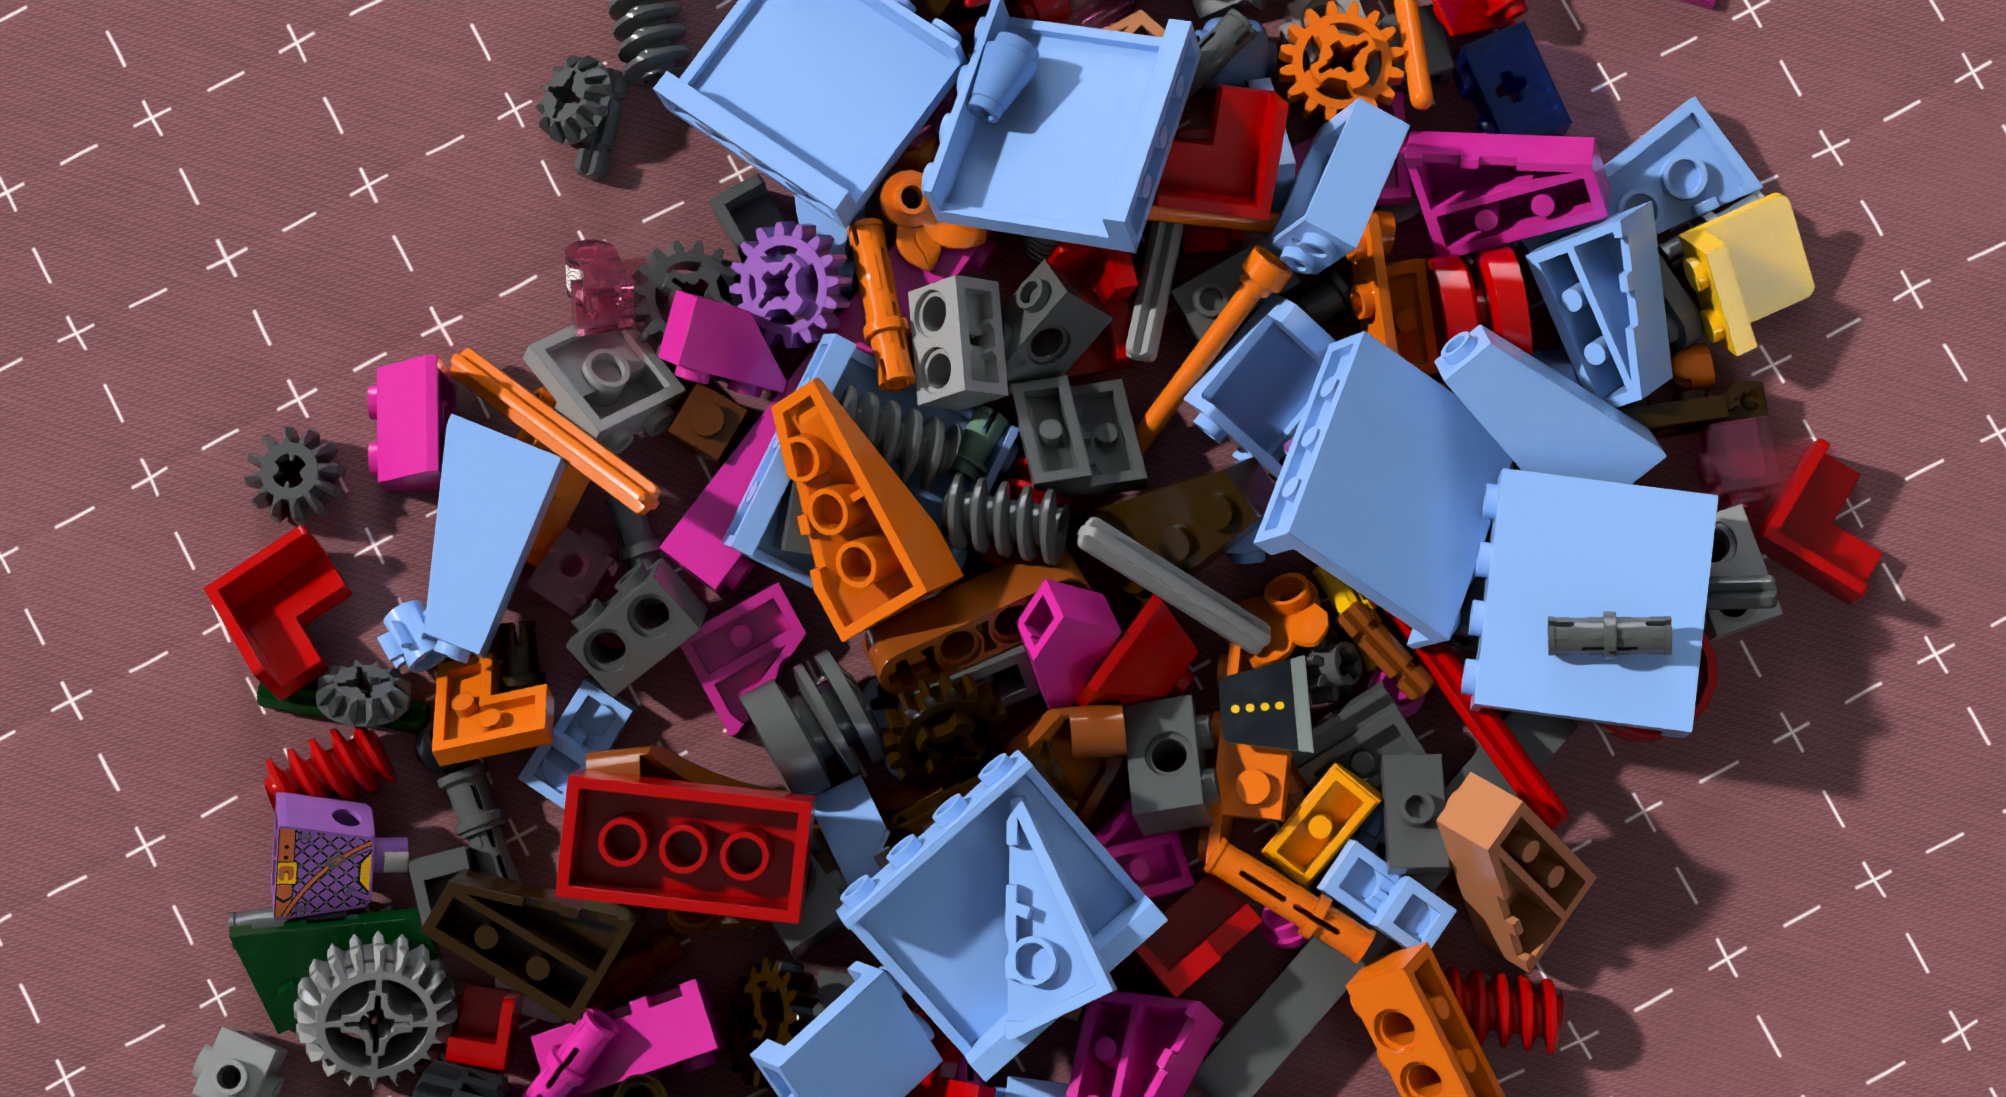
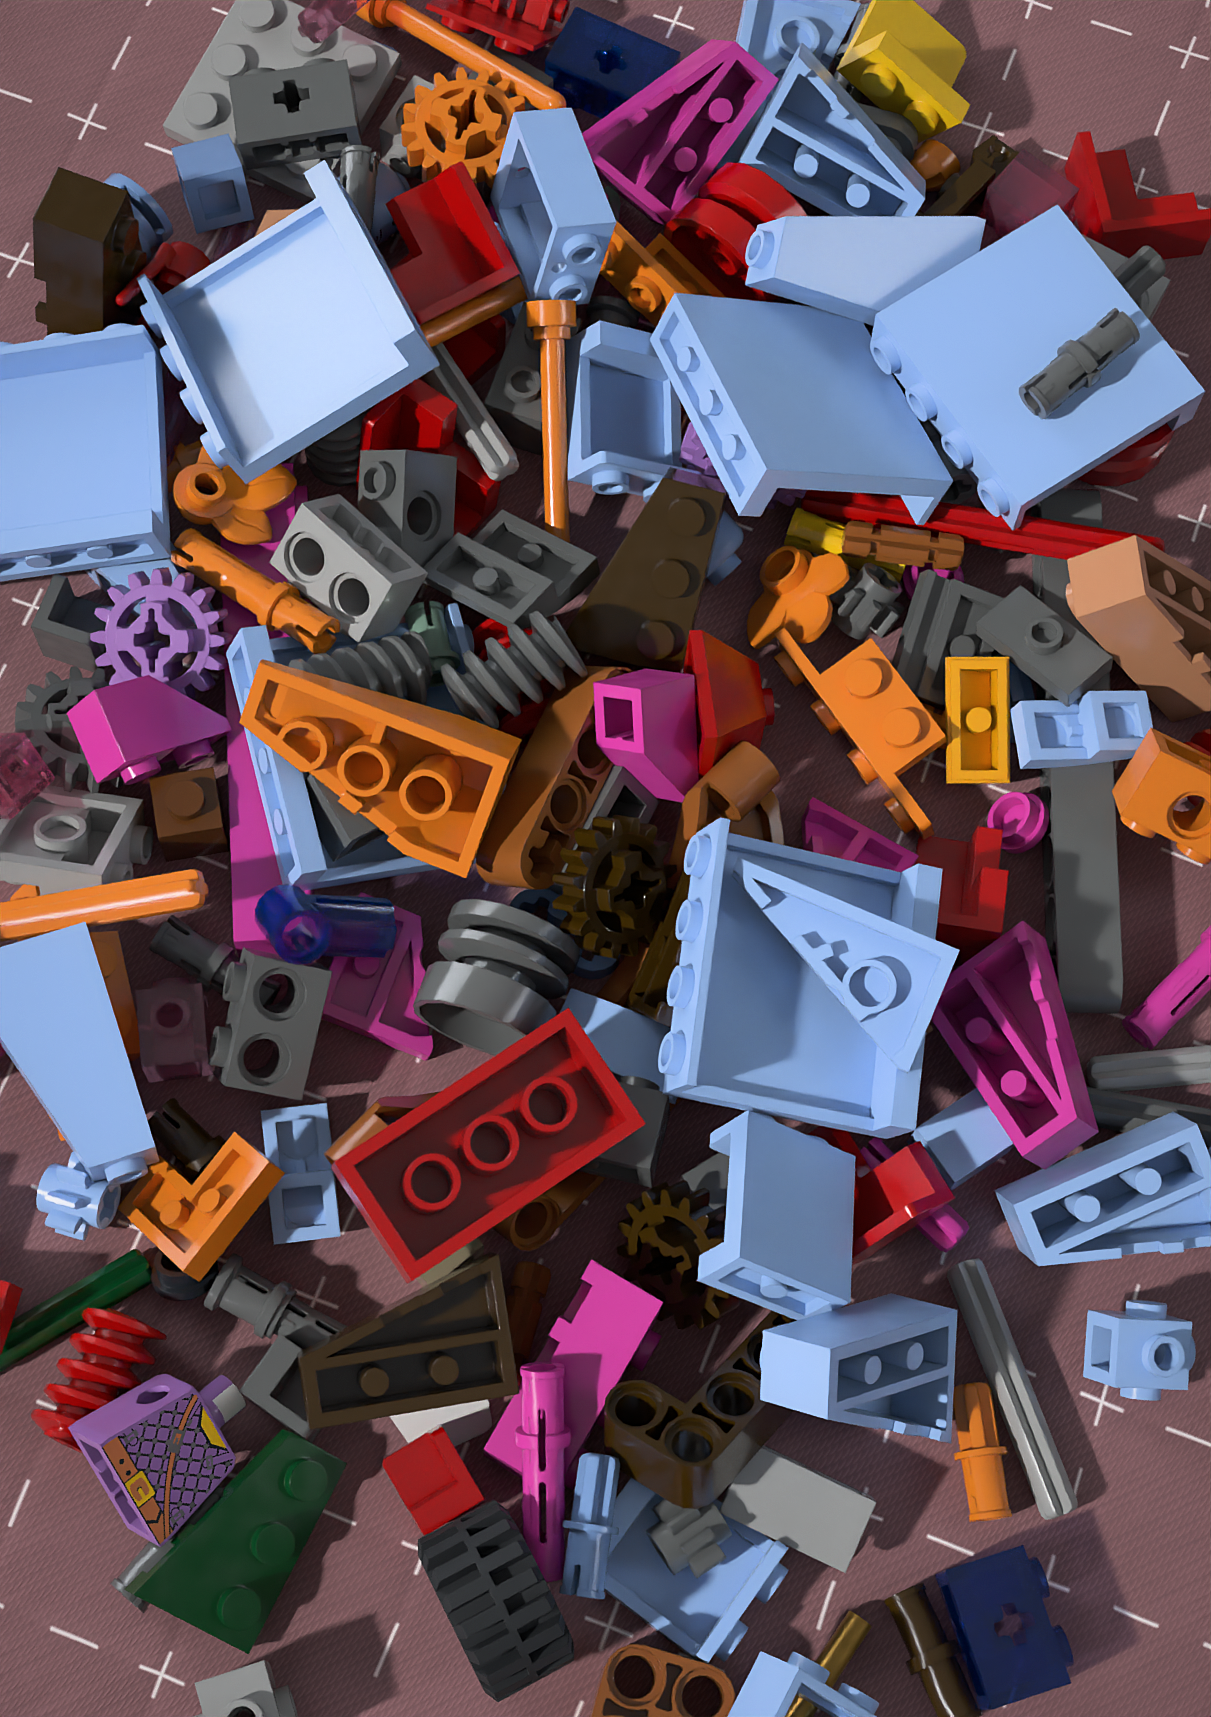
camera: 50 degrees left, 10 degrees down
(342, 701) = (73, 1282): dark grey gear -> none
(405, 1028) = (359, 1553): light grey gear -> none
(710, 584) = (328, 924): none -> clear blue piece
(1002, 75) = (201, 326): medium blue cone -> none
(1173, 585) = (697, 612): light grey axle -> none
(1177, 798) = (842, 792): dark grey brick -> none
(1268, 706) = (855, 655): black sticker -> none
(1351, 937) = (1082, 783): orange pin -> none

